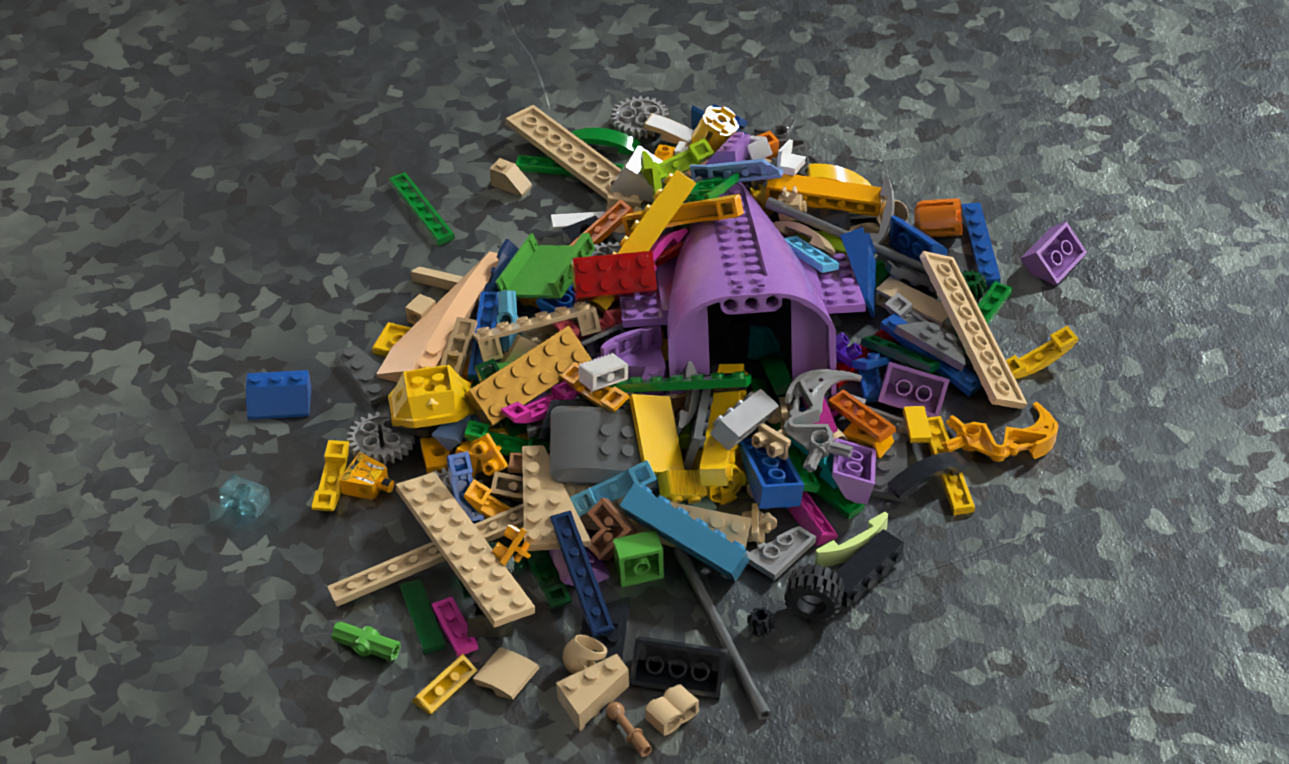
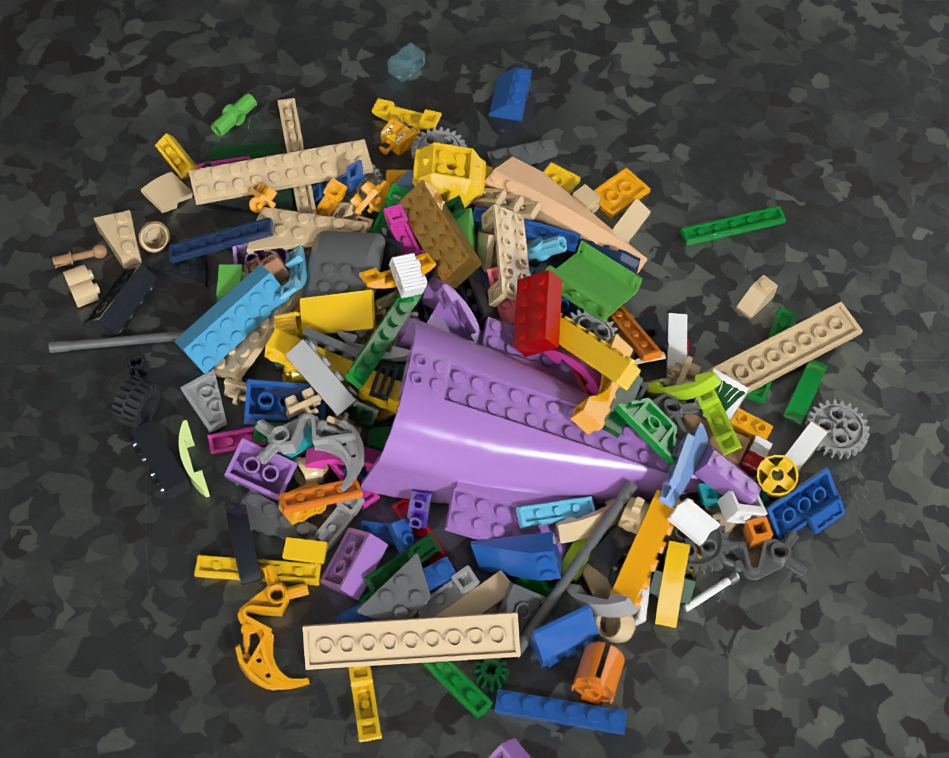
camera: 100 degrees right, 15 degrees up
(397, 291) = (620, 192): none -> light orange tile

